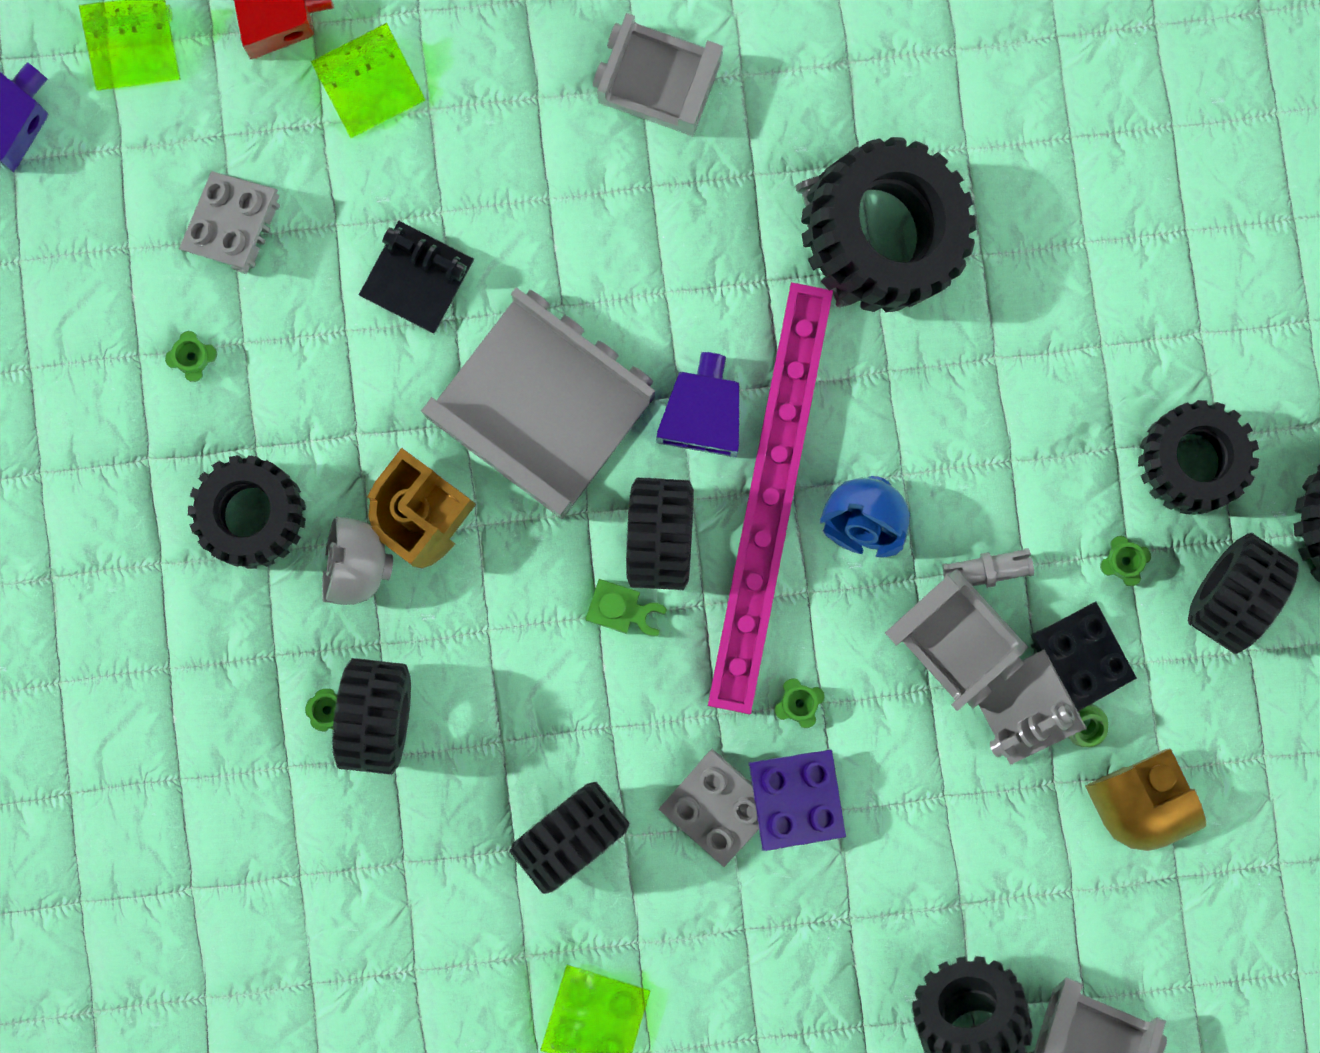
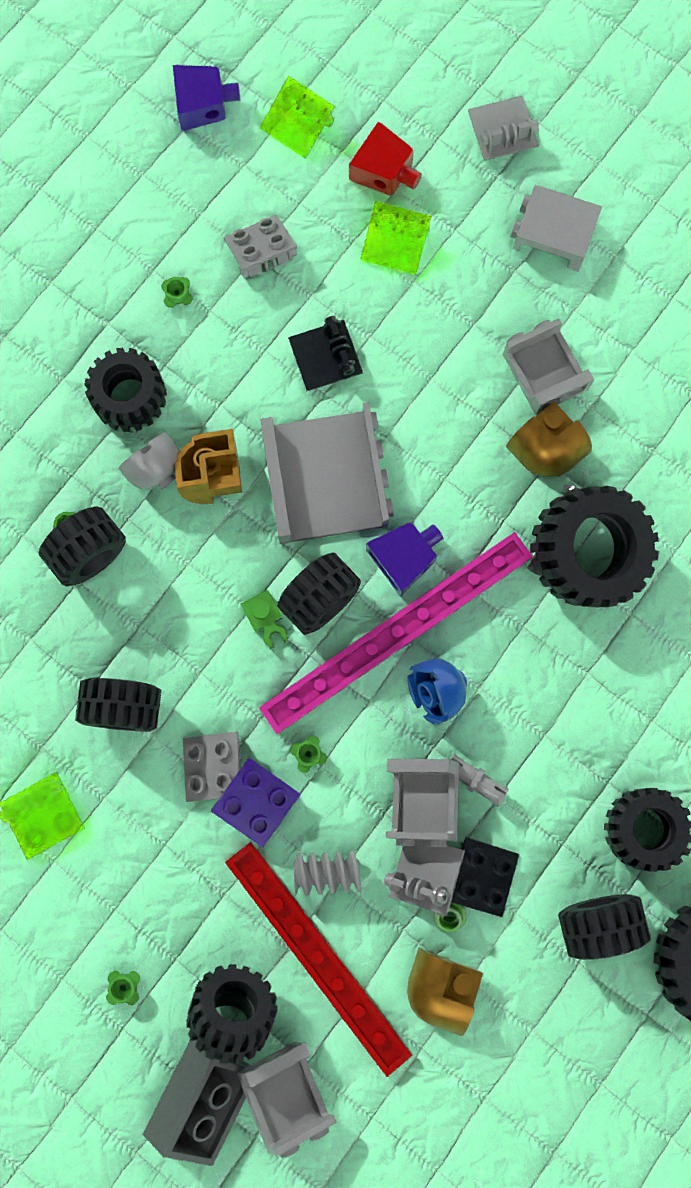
camera: 45 degrees right, 5 degrees down
(739, 154) = (550, 443): none -> pearl gold brick
(930, 799) = (327, 872): none -> light grey piece
(998, 889) = (319, 959): none -> red tile
(1137, 557) = (564, 852): bright green plate -> none

